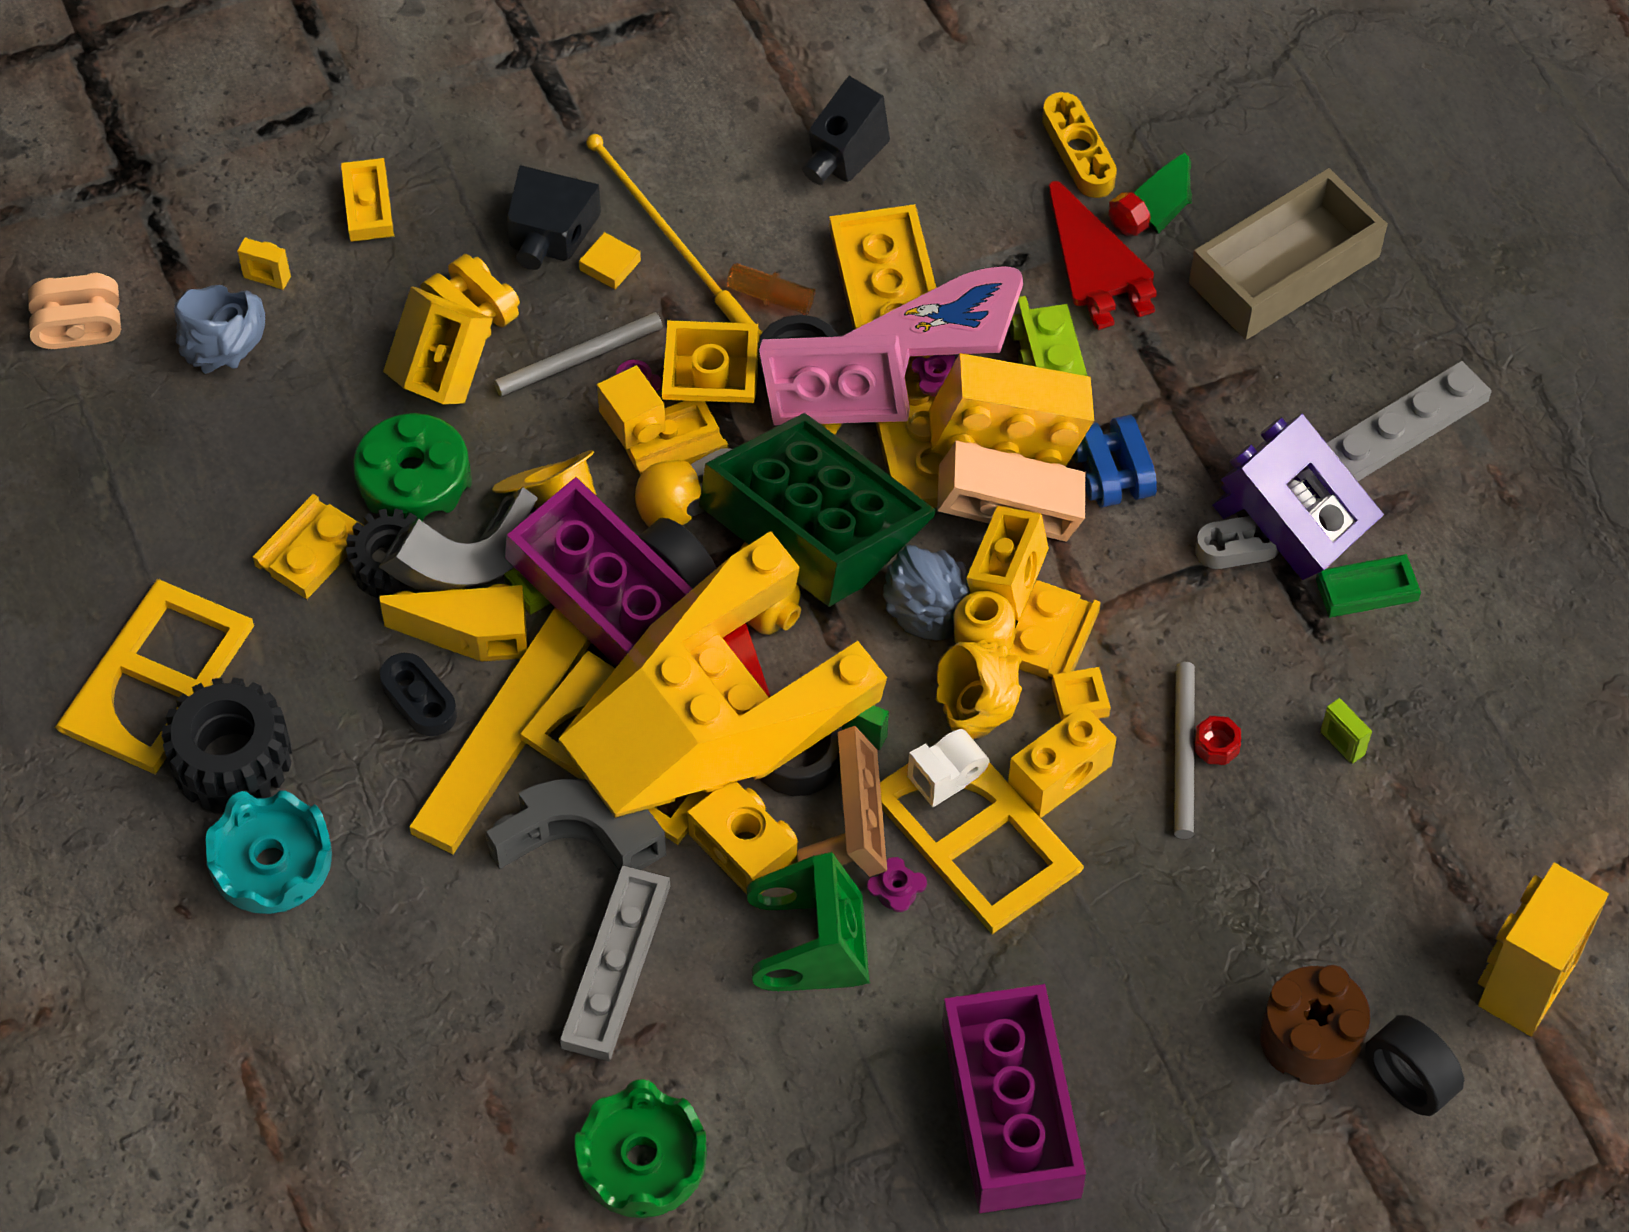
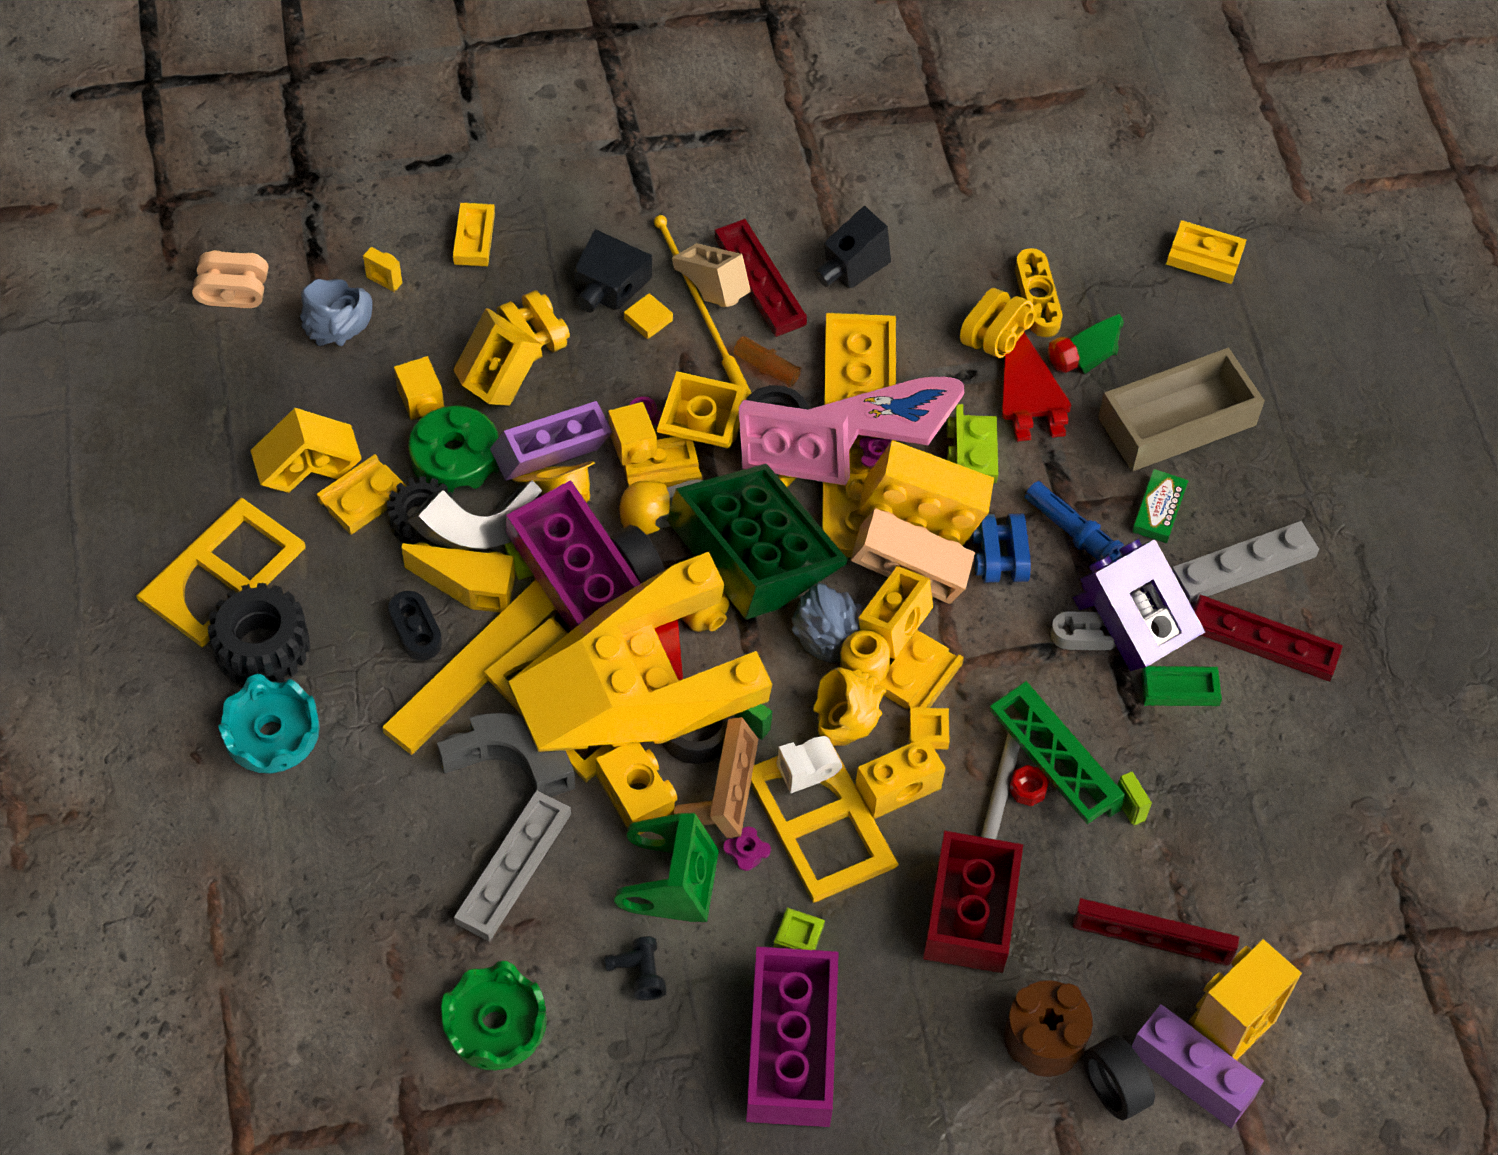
camera: 10 degrees right, 0 degrees up
(221, 500) = (302, 446): none -> yellow brick
(348, 401) = (418, 387): none -> yellow brick
(532, 434) = (550, 440): none -> medium lavender brick
(578, 354) = (605, 384): light grey bar -> none
(681, 191) = (715, 272): none -> tan arch
(736, 188) = (766, 284): none -> dark red plate
(820, 1073) = (648, 985): none -> black piece
(984, 970) = (799, 931): none -> lime tile
(1041, 190) = (997, 322): none -> yellow brick
(1189, 892) = (973, 902): none -> dark red brick
(1209, 425) = (1085, 533): none -> blue pin
(1248, 685) = (1062, 746): none -> green fence
(1269, 59) = (1206, 252): none -> yellow plate
(1289, 375) = (1160, 506): none -> tile
(1412, 884) = (1155, 932): none -> dark red tile
(1458, 509) = (1268, 638): none -> dark red tile
(1503, 1033) = (1196, 1066): none -> medium lavender brick

